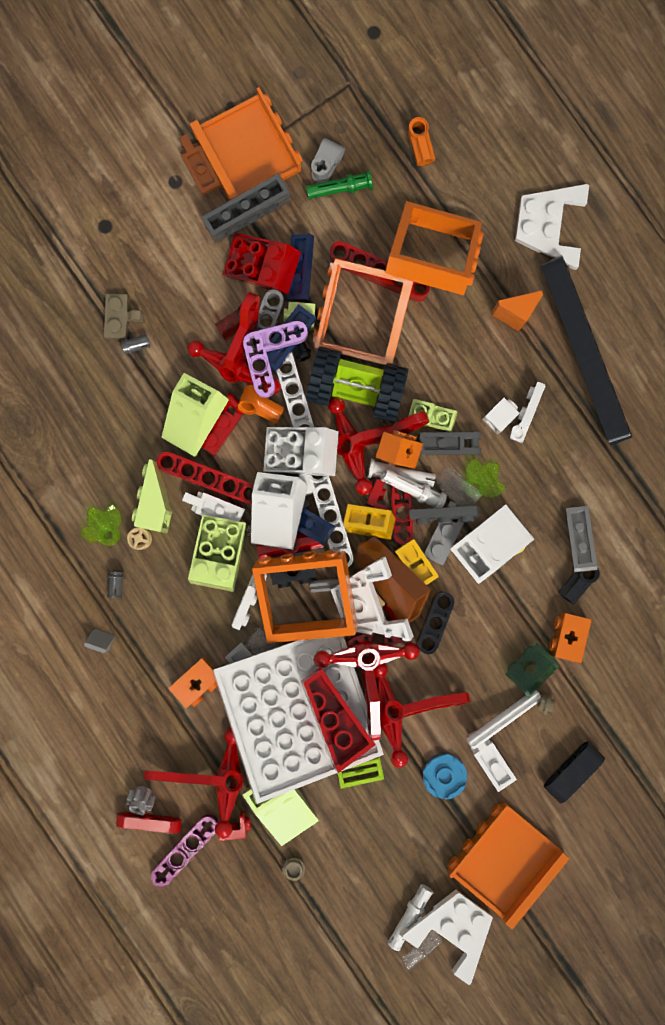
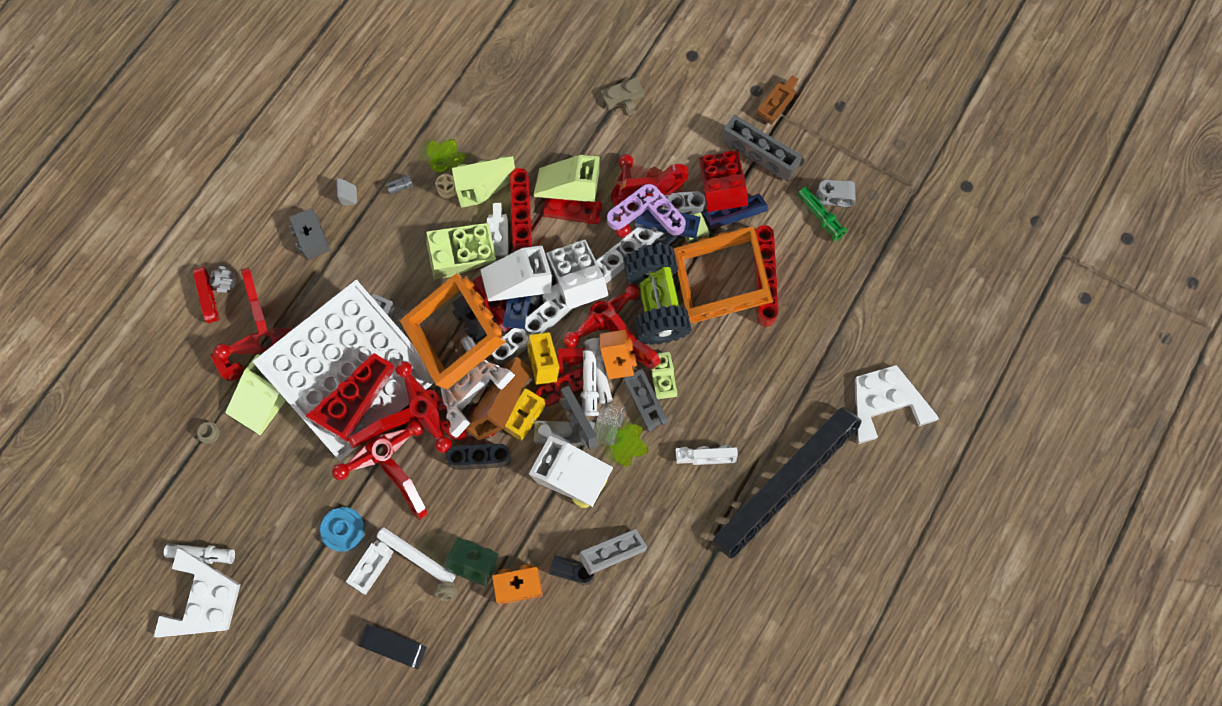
camera: 70 degrees right, 15 degrees down
(135, 344) = (606, 115): dark grey pin -> none
(141, 691) = (308, 223): none -> dark grey brick
(183, 686) = (333, 274): orange brick -> none
(186, 851) = (193, 332): magenta beam -> none
(247, 145) = (814, 128): orange panel -> none
(249, 598) = (418, 291): white hinge -> none
(252, 403) = (601, 231): orange piece -> none
(380, 776) = (327, 466): lime tile -> none
(416, 955) = (171, 577): clear axle -> none
(421, 142) = (894, 260): orange piece -> none
(430, 273) = (779, 307): orange window -> none
(501, 415) = (692, 432): white brick -> none
(507, 863) = (282, 621): orange panel -> none
(516, 310) = (792, 402): orange slope -> none

